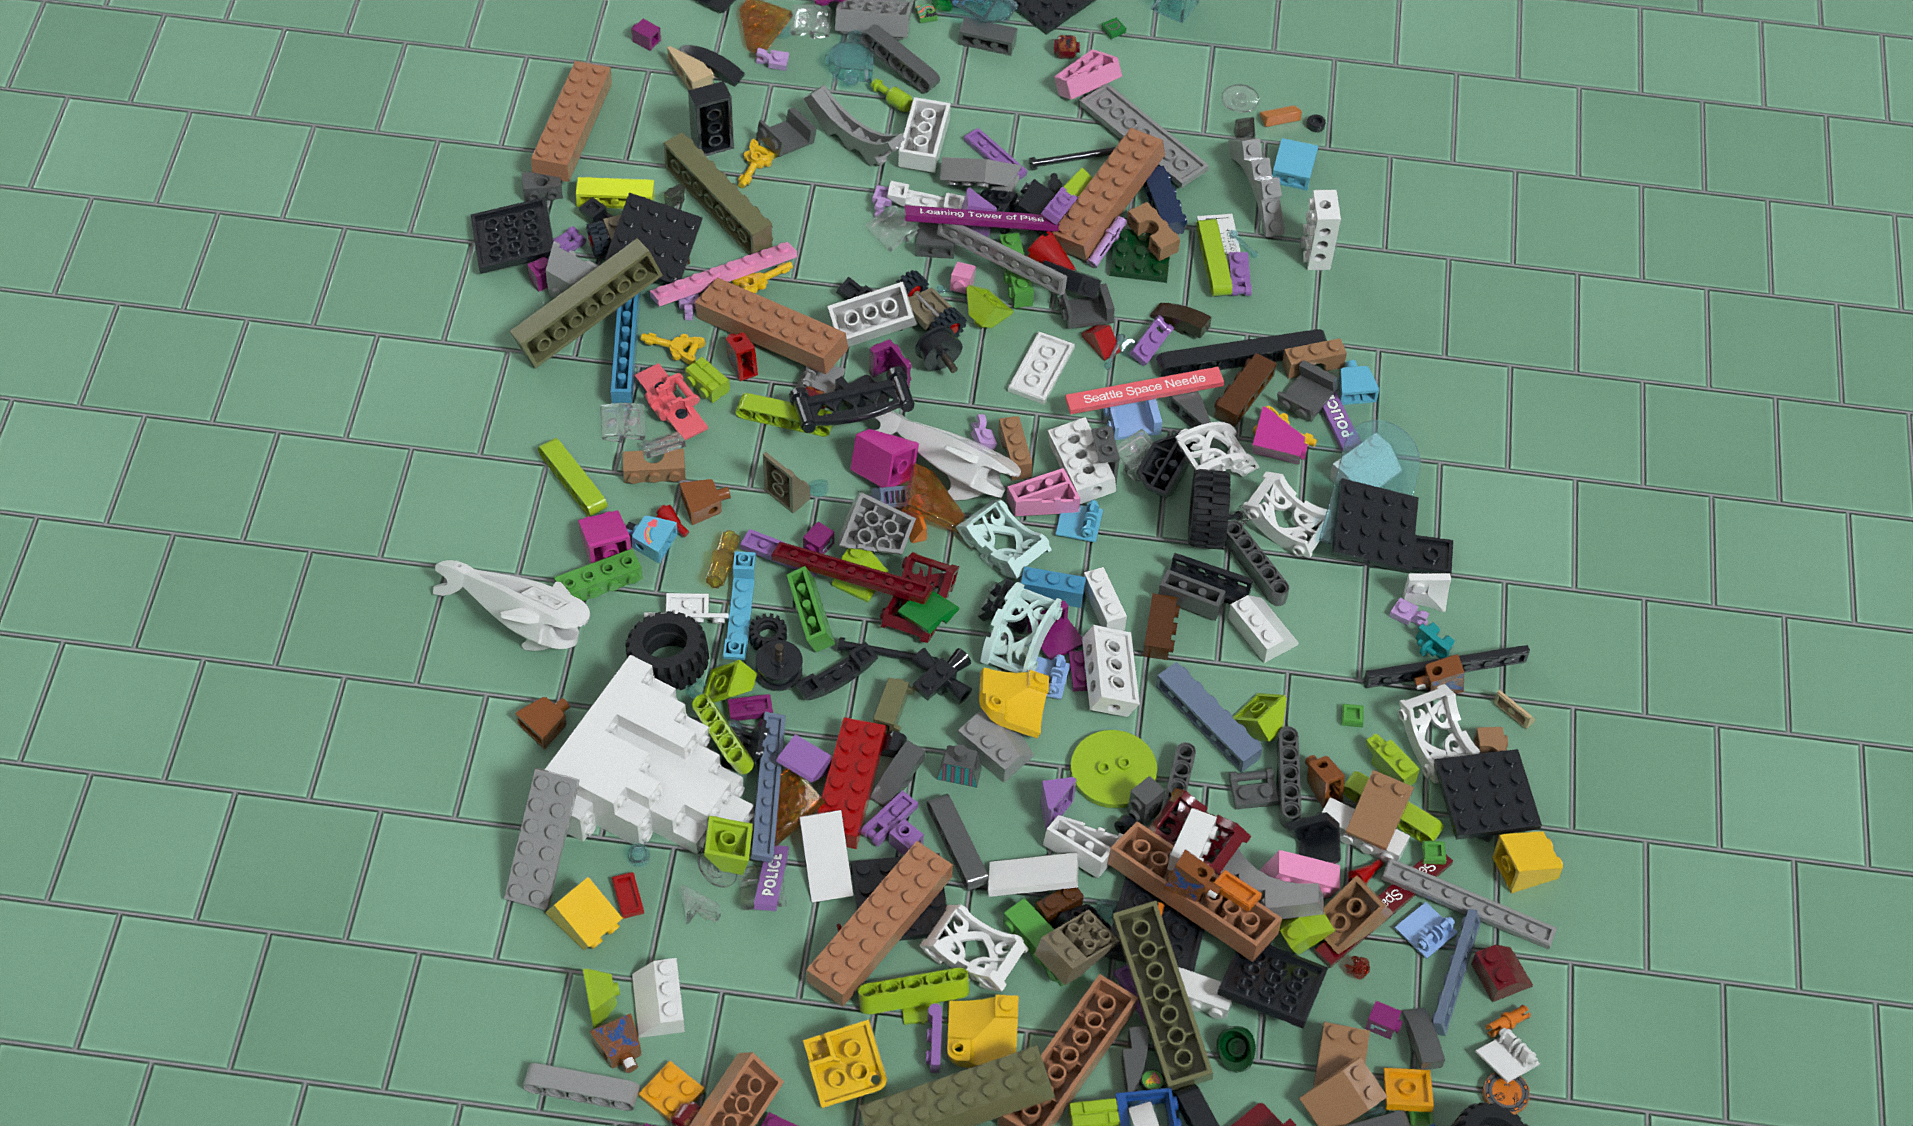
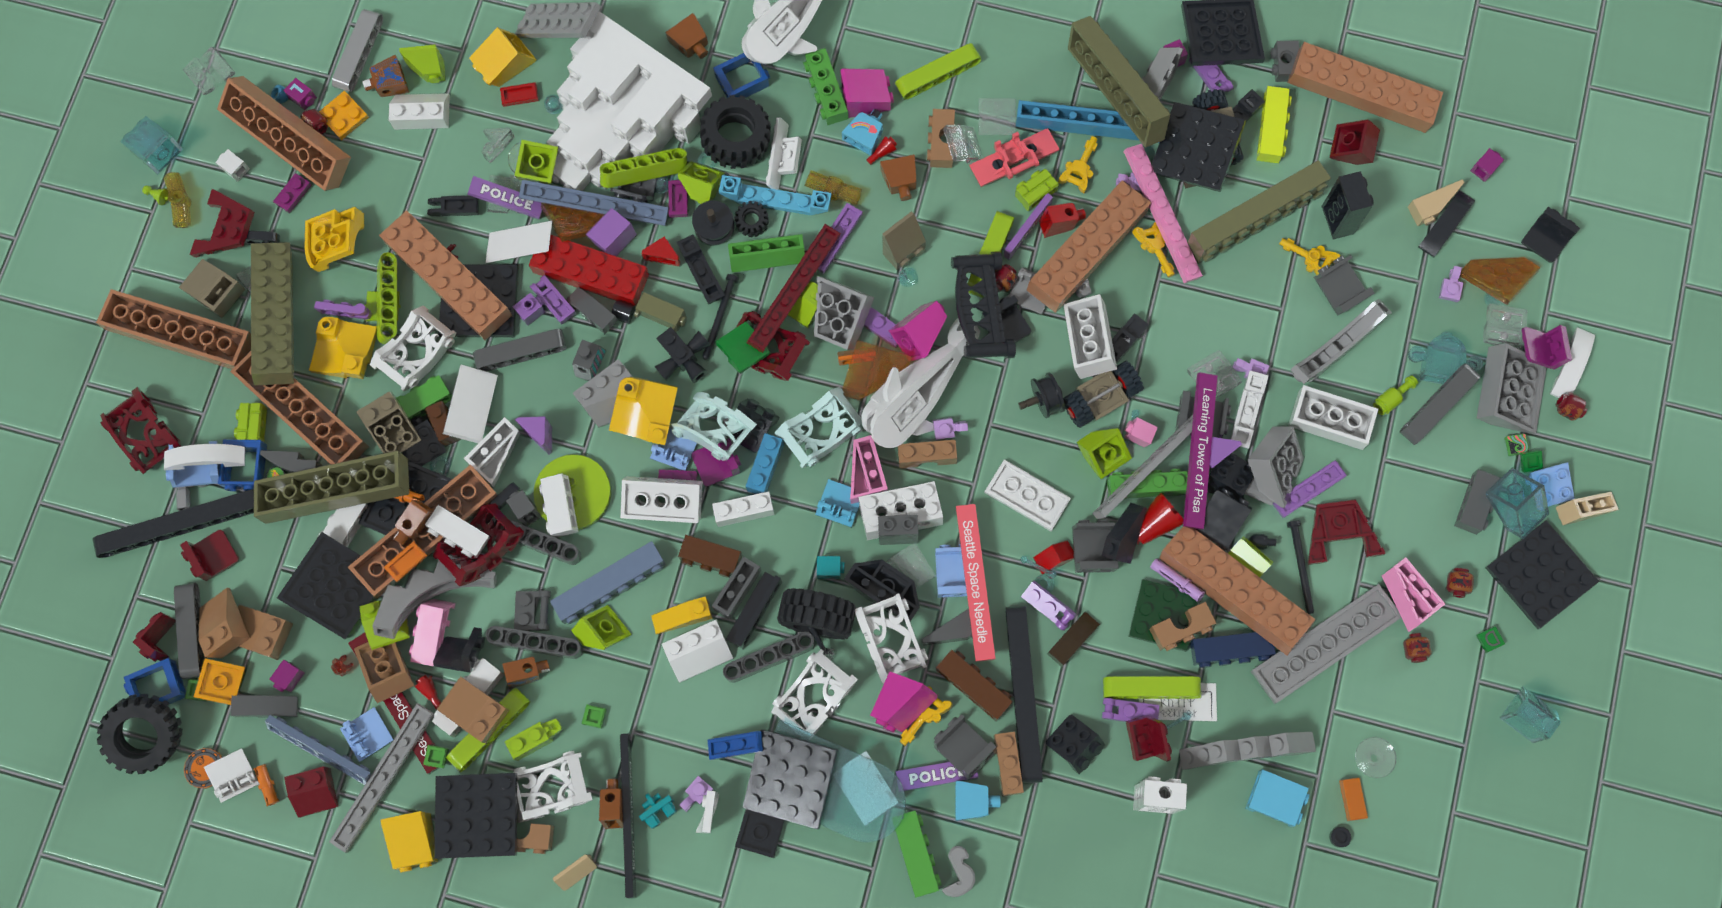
camera: 105 degrees right, 20 degrees up
(600, 677) = (747, 89): none -> blue window
(630, 131) = (1355, 142): none -> dark red slope
(674, 196) = (1266, 176): clear smoke plate -> none
(750, 383) = (1027, 227): none -> medium lavender tile
(783, 939) = (454, 206): none -> black hinge
(817, 713) = (661, 253): none -> red slope
(819, 538) = (843, 269): magenta brick -> none
(878, 493) = (882, 326): sand blue slope -> none
(886, 356) = (1039, 354): magenta bracket -> none
(1026, 132) = (1340, 522): none -> dark red wing
(1059, 206) = (1213, 530): medium lavender plate -> none
(1134, 74) = (1417, 648): none -> dark red head
(1135, 767) = (558, 505): none -> white brick
(1151, 521) = (830, 567): none -> teal brick
(1228, 643) = (682, 615): none -> yellow slope
(1236, 1048) = (286, 546): dark green hat -> none
(1244, 127) = (1330, 754): clear smoke slope -> none
(1263, 248) = (1148, 738): none -> dark red bracket
(1279, 311) = (1075, 743): none -> black bracket
(1354, 577) = (735, 745): none -> blue tile
(1427, 384) = (963, 871): none -> light grey animal
(1427, 418) = (916, 856): none -> bright green brick

